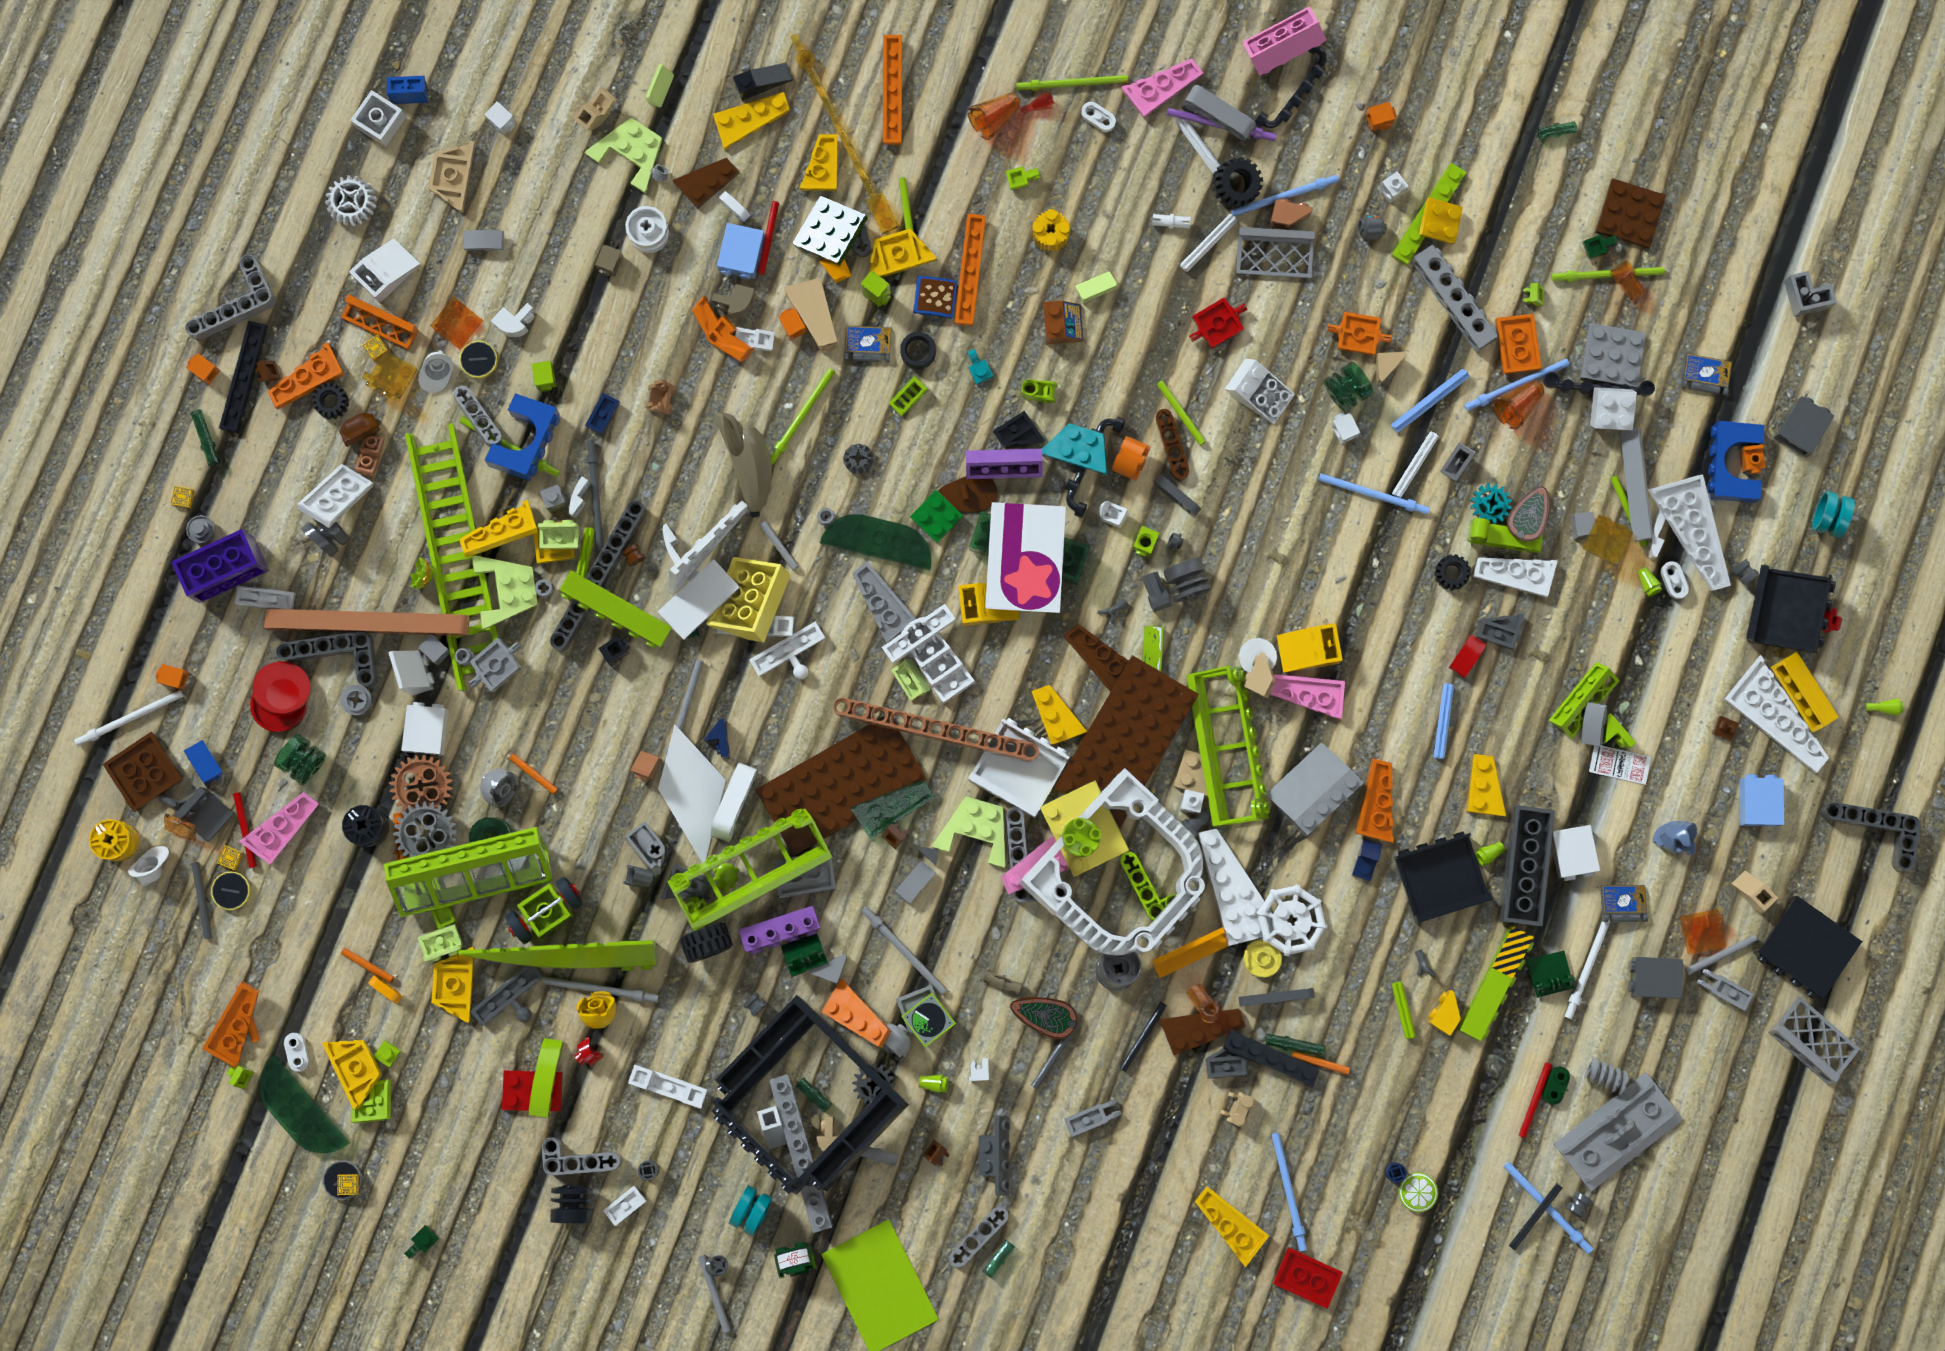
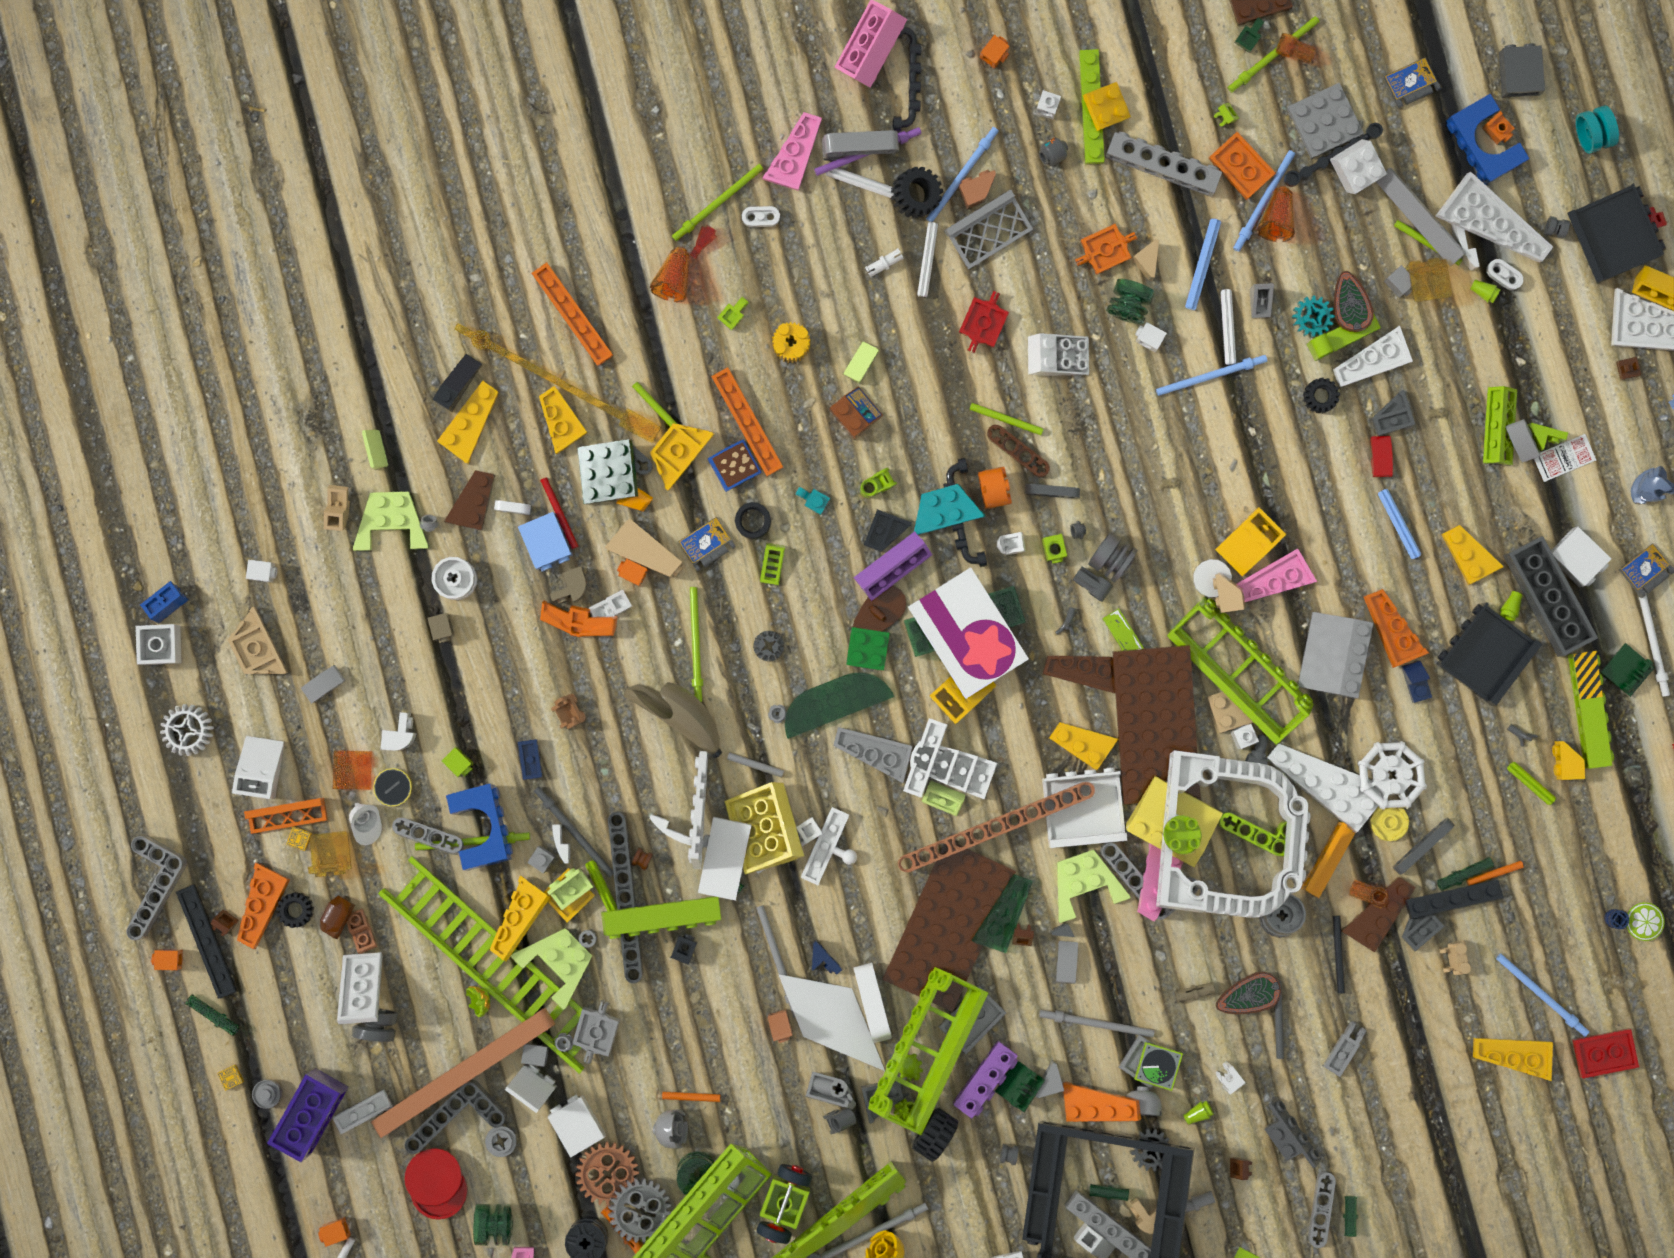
camera: 35 degrees left, 5 degrees up
(876, 289) = (682, 494): lime brick -> none

